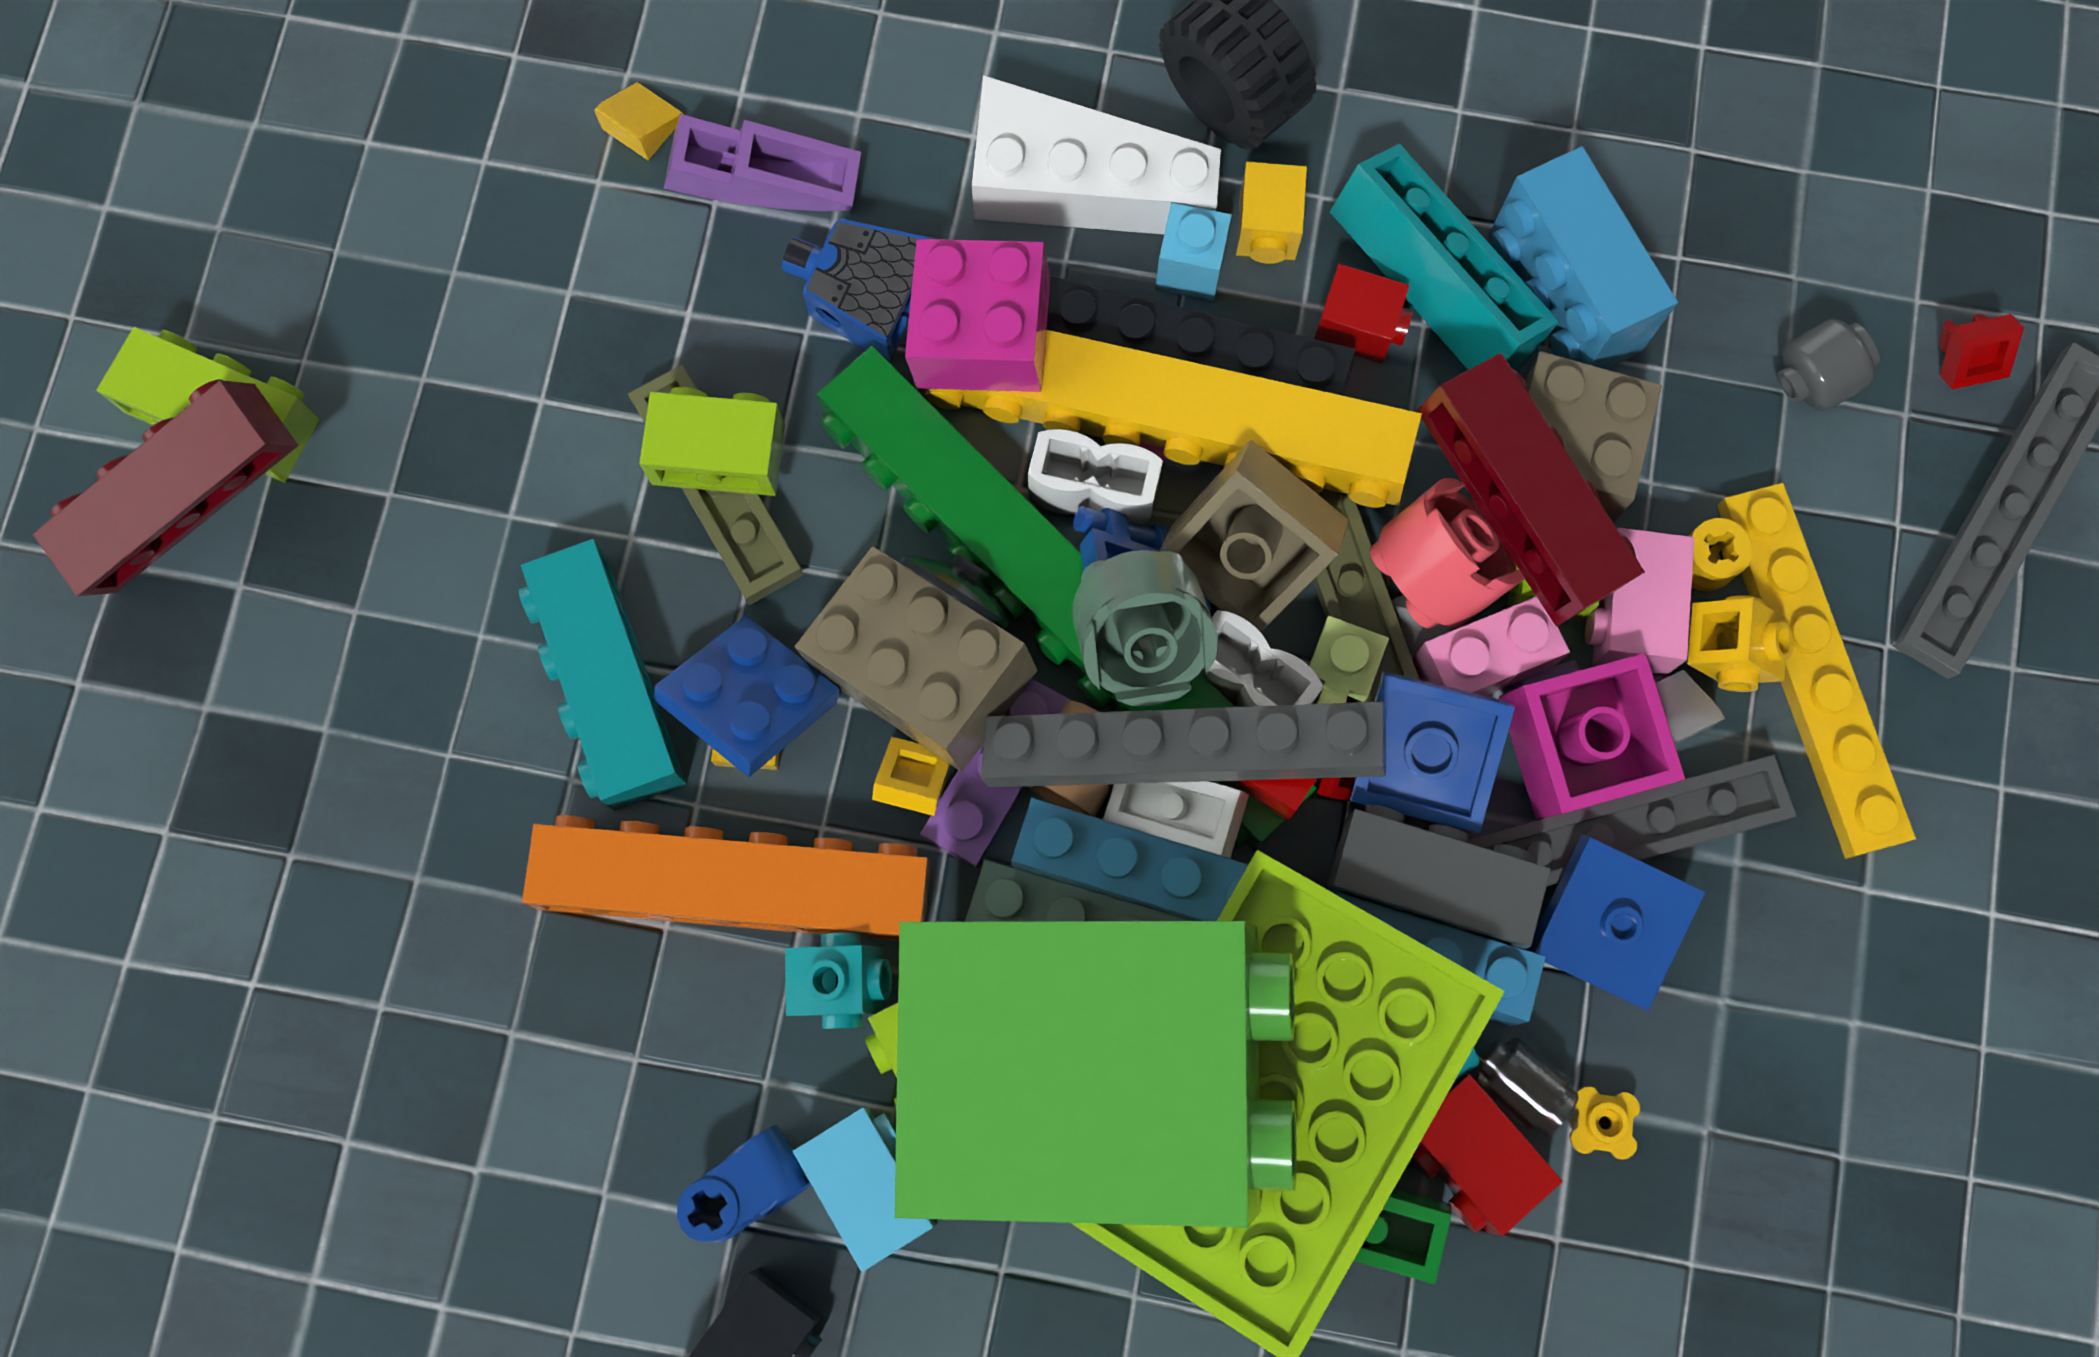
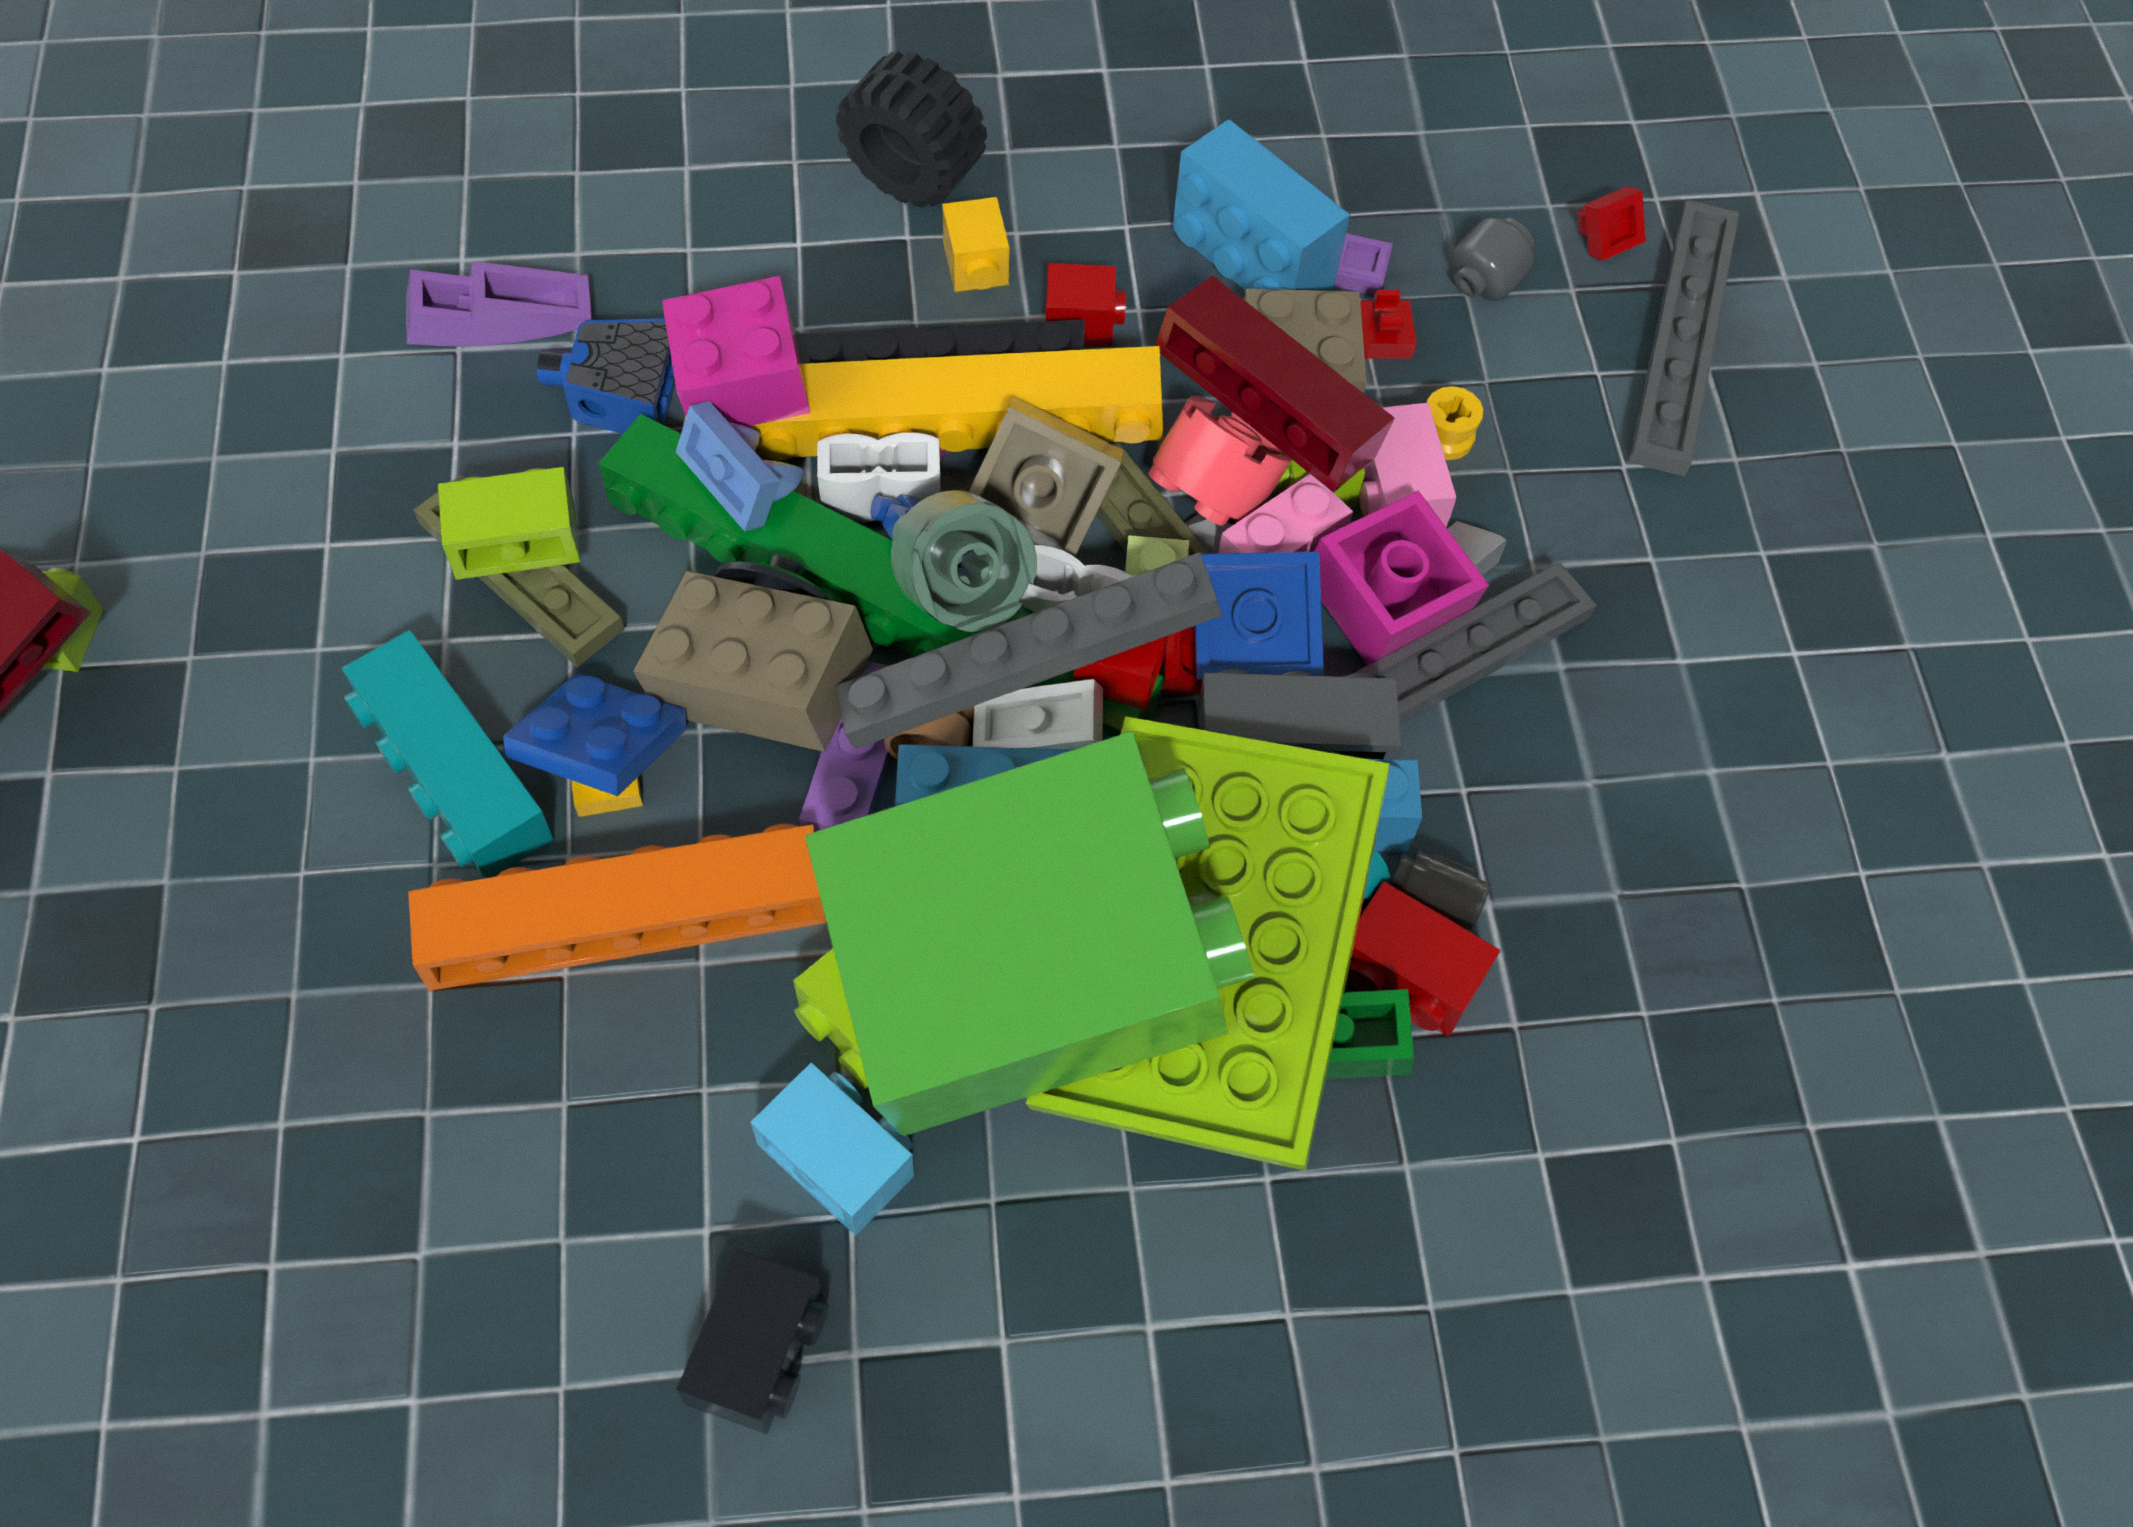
camera: 20 degrees left, 15 degrees down
(638, 119) = (367, 295): yellow slope -> none
(751, 1179) = (715, 1178): blue piece -> none
(837, 980) = (752, 961): teal brick -> none
(911, 777) = (776, 770): yellow plate -> none
(935, 424) = (729, 468): none -> medium blue tile
(1080, 166) = (810, 238): white wedge -> none
(1192, 251) = (915, 285): medium azure brick -> none
(1451, 269) = (1153, 253): teal brick -> none
(1588, 1134) = (1516, 922): yellow plate -> none
(1615, 922) = (1471, 728): blue plate -> none
(1684, 417) = (1388, 326): none -> red tile
(1685, 331) = (1363, 264): none -> medium lavender tile
(1739, 642) = (1496, 478): yellow brick -> none
(1820, 679) = (1578, 503): yellow plate -> none

